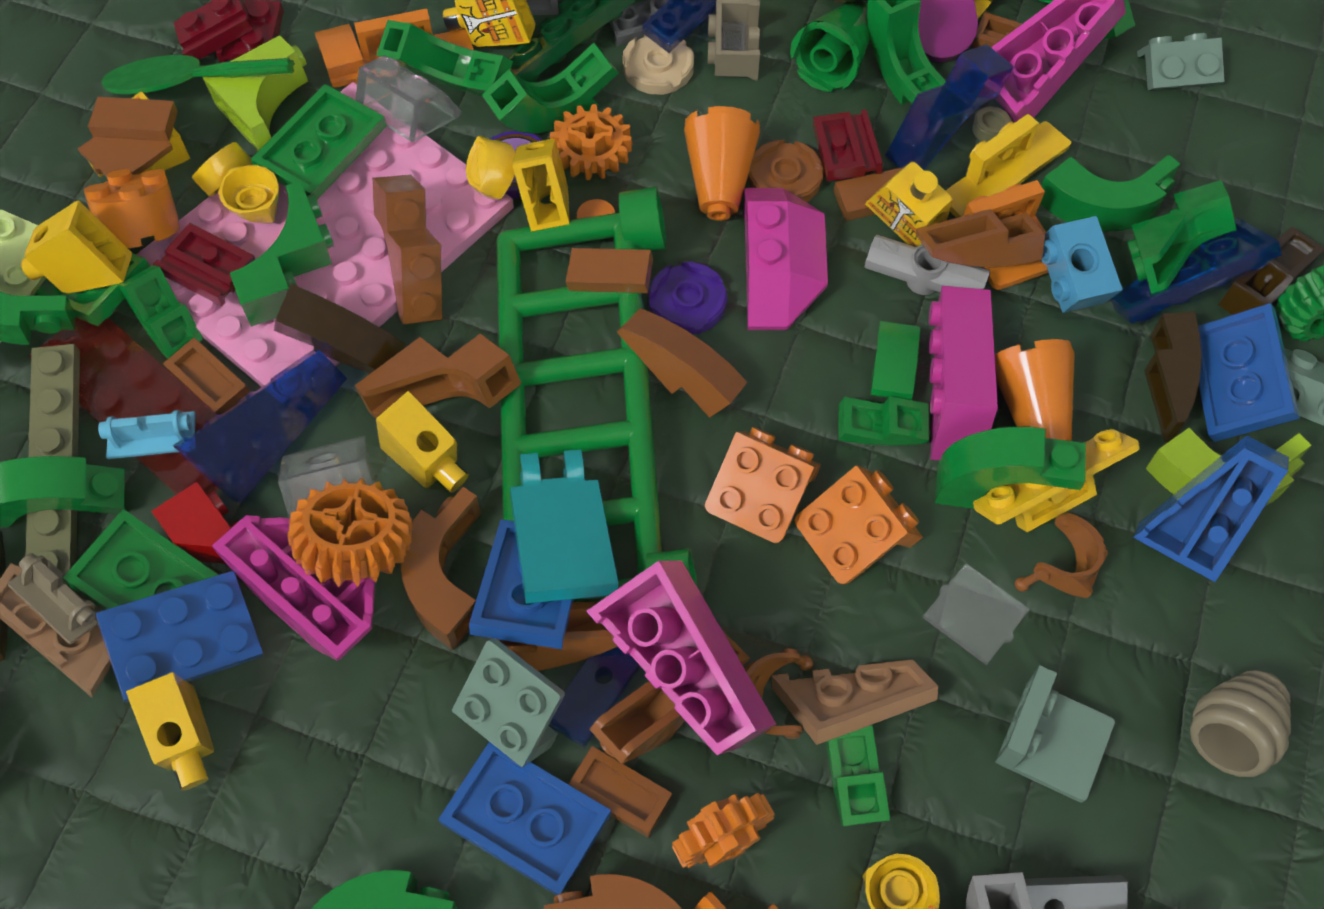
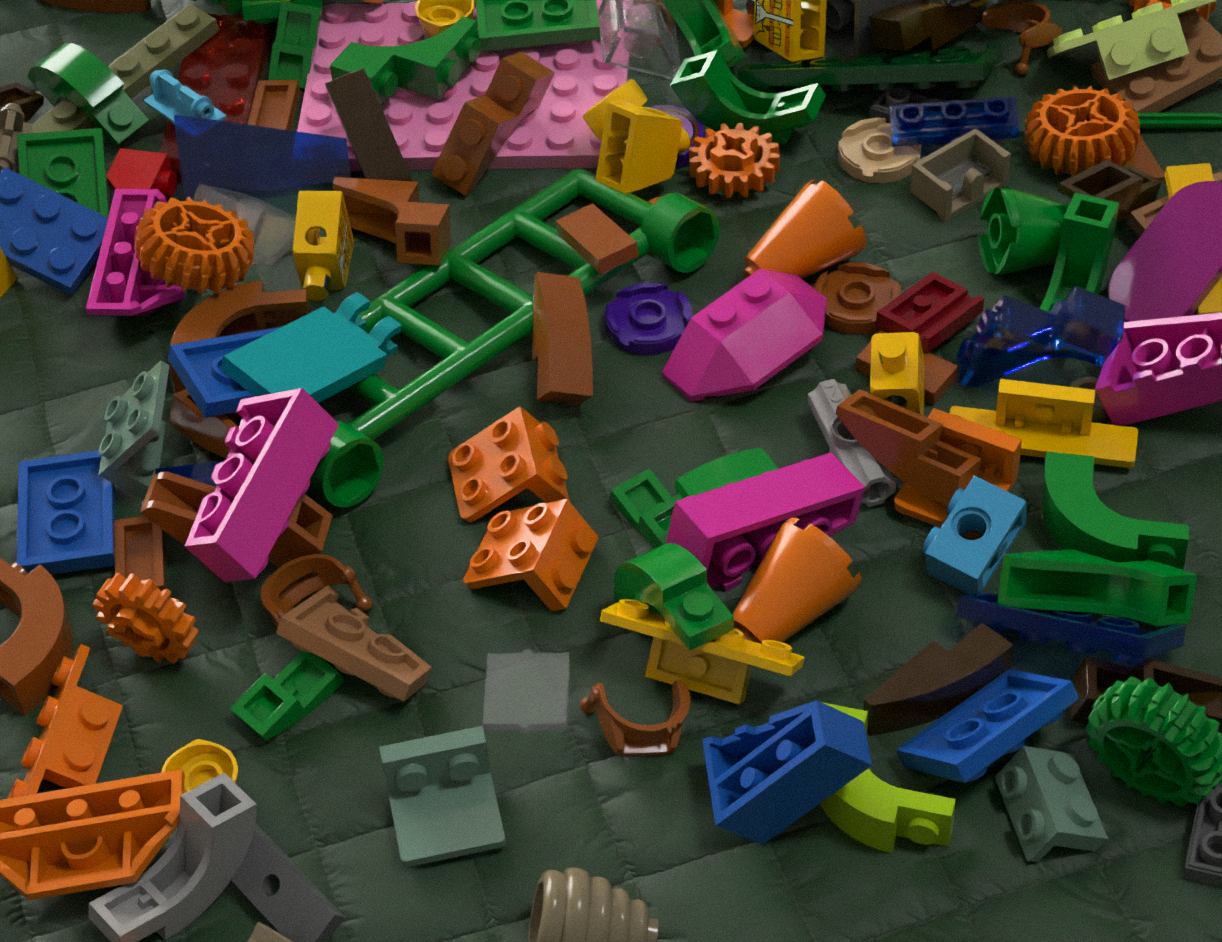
camera: 55 degrees right, 15 degrees down
(203, 263) = (355, 23): dark red plate -> none

